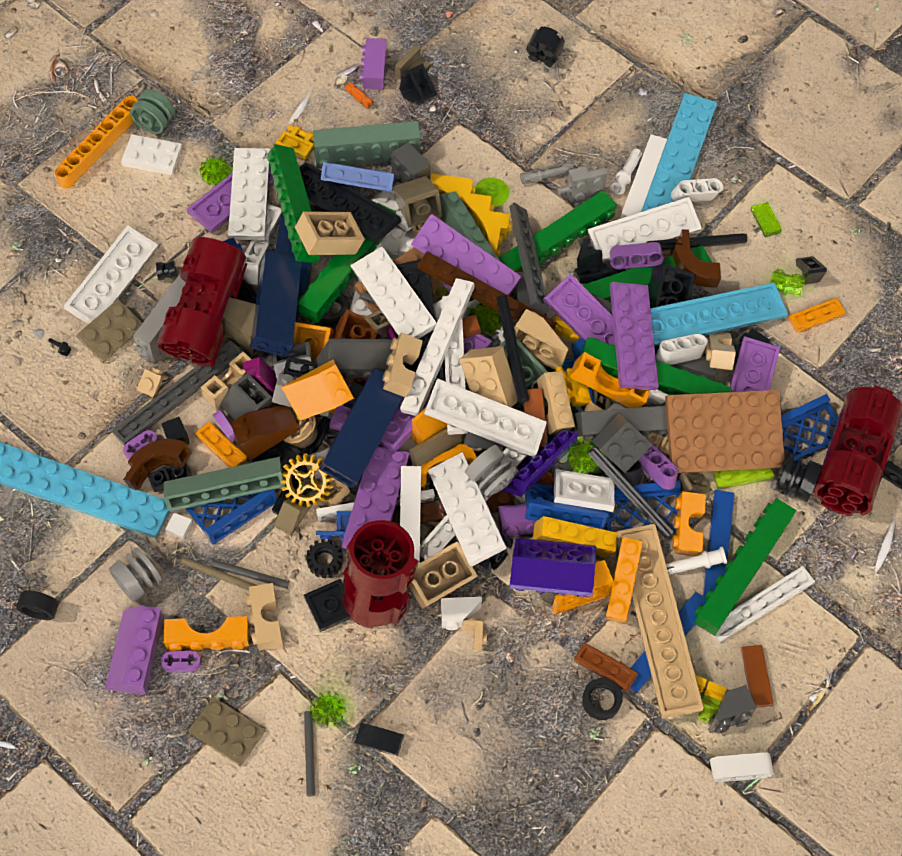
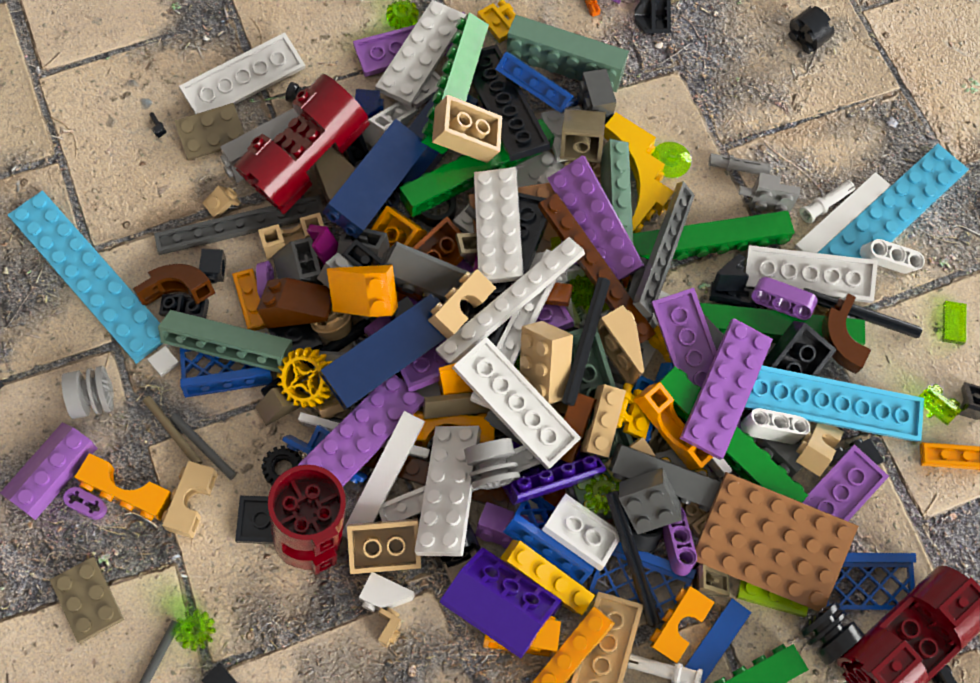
camera: 25 degrees right, 5 degrees up
(138, 442) = (174, 257): medium lavender beam -> none

